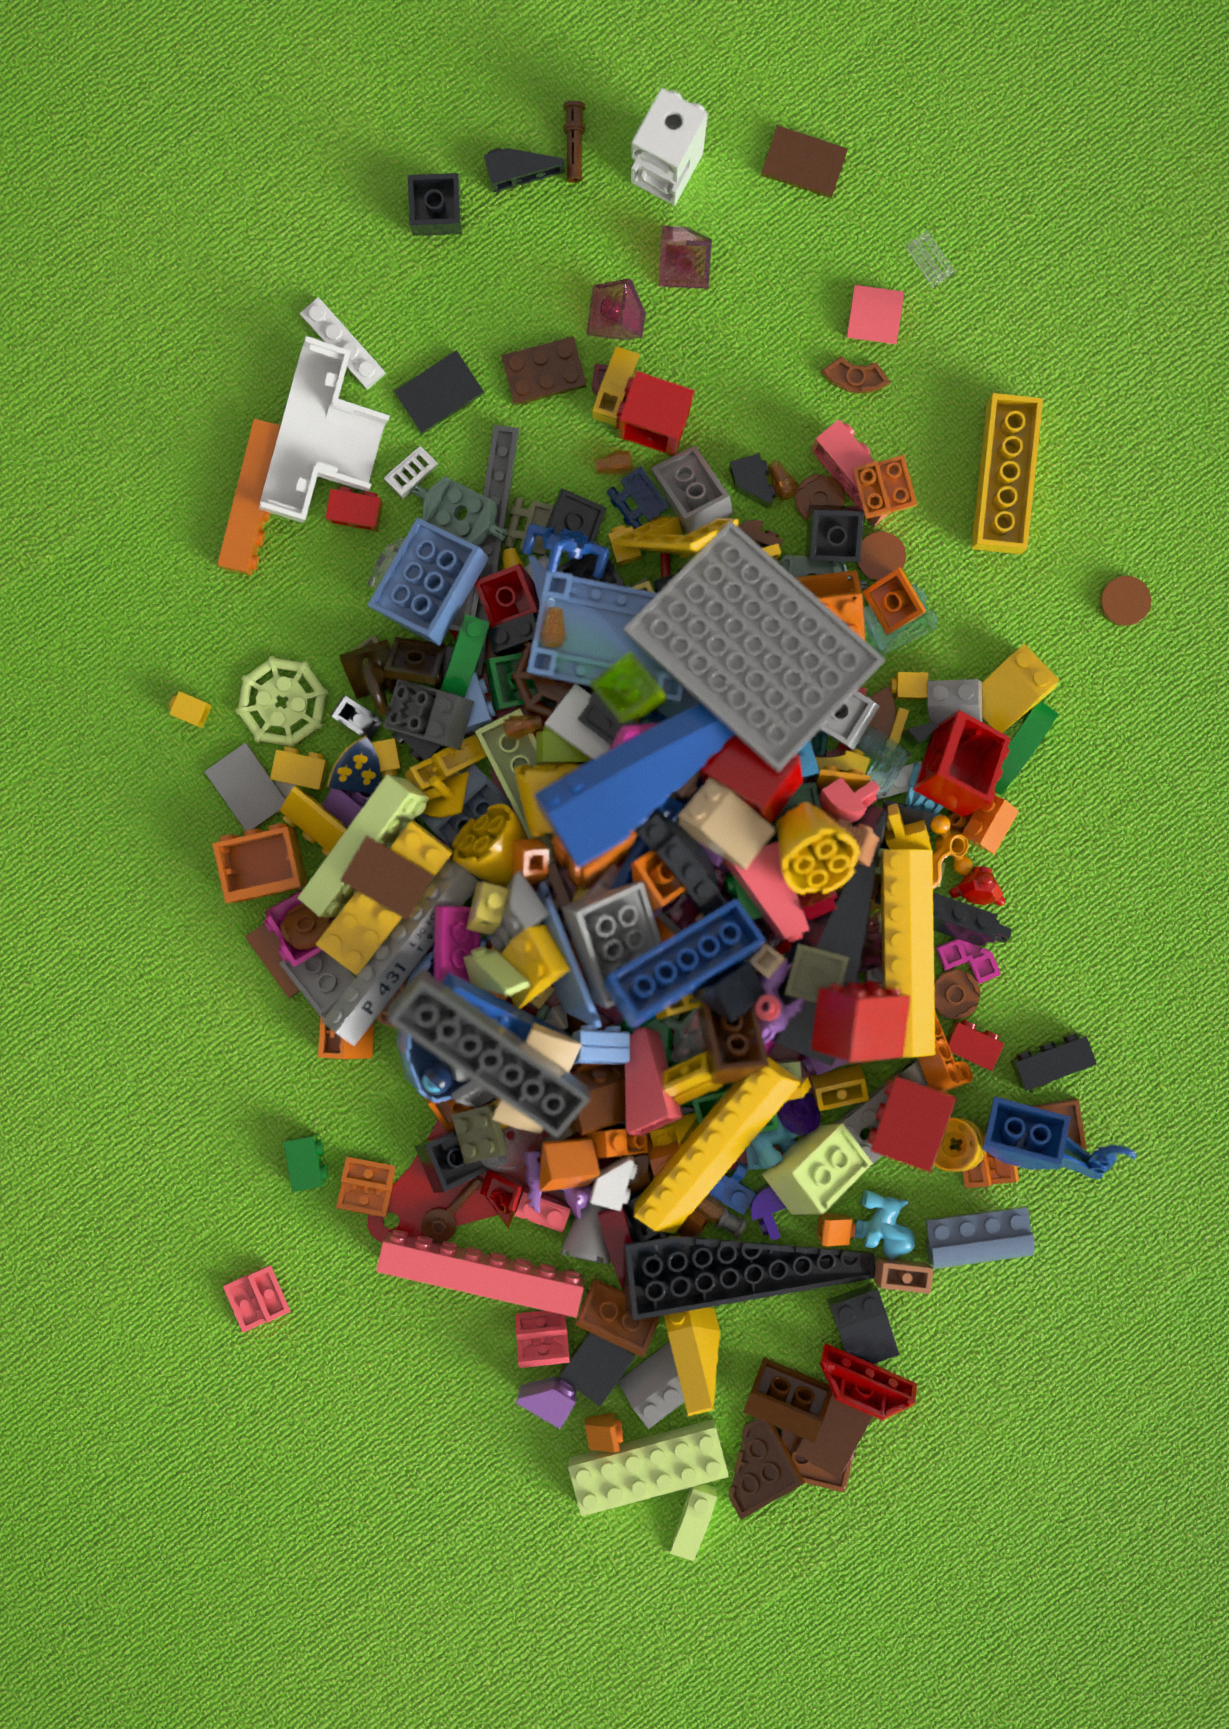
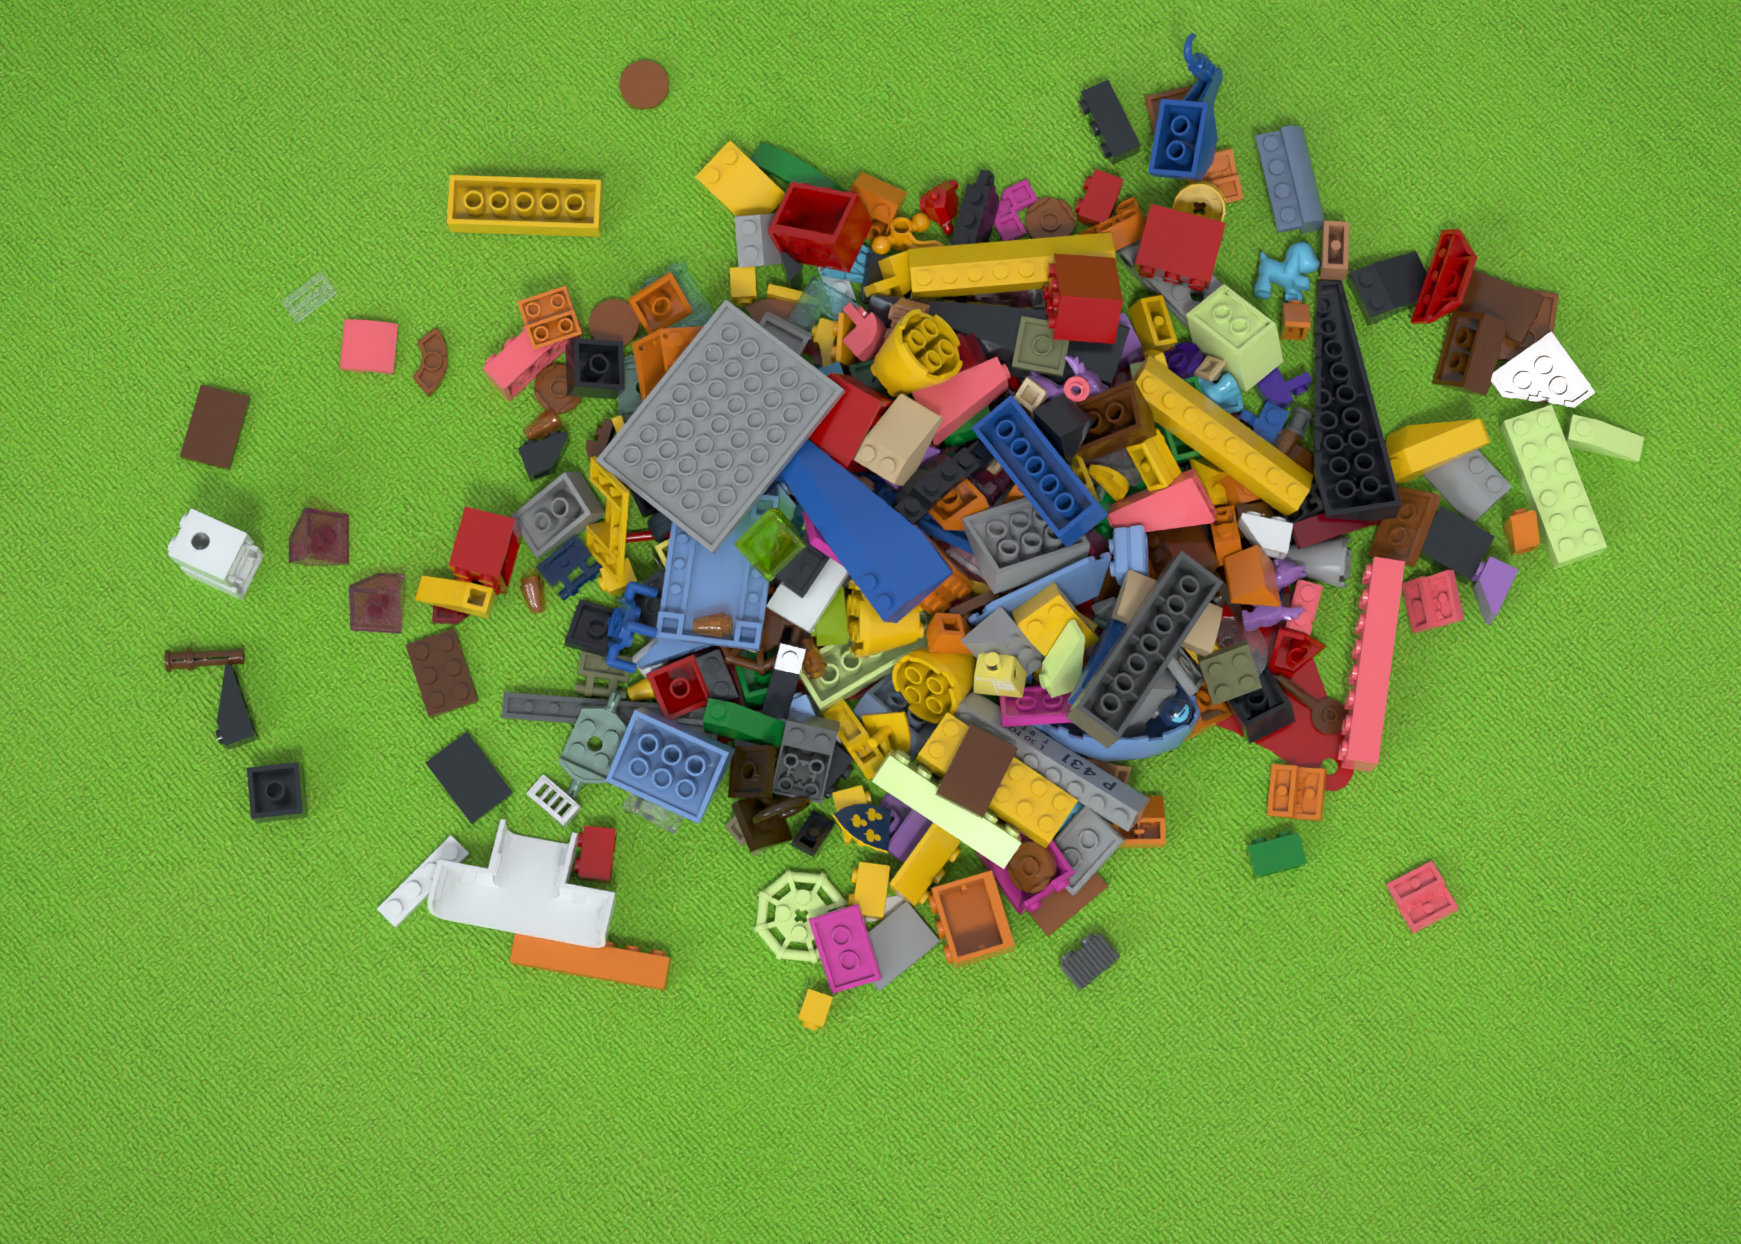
camera: 90 degrees left, 10 degrees down
(216, 973) = (1088, 961): none -> dark grey brick
(244, 741) = (845, 948): none -> dark pink tile
(504, 697) = (783, 678): none -> black slope
(677, 1032) = (1110, 480): none -> yellow tile
(787, 1141) = (1210, 368): none -> tan slope

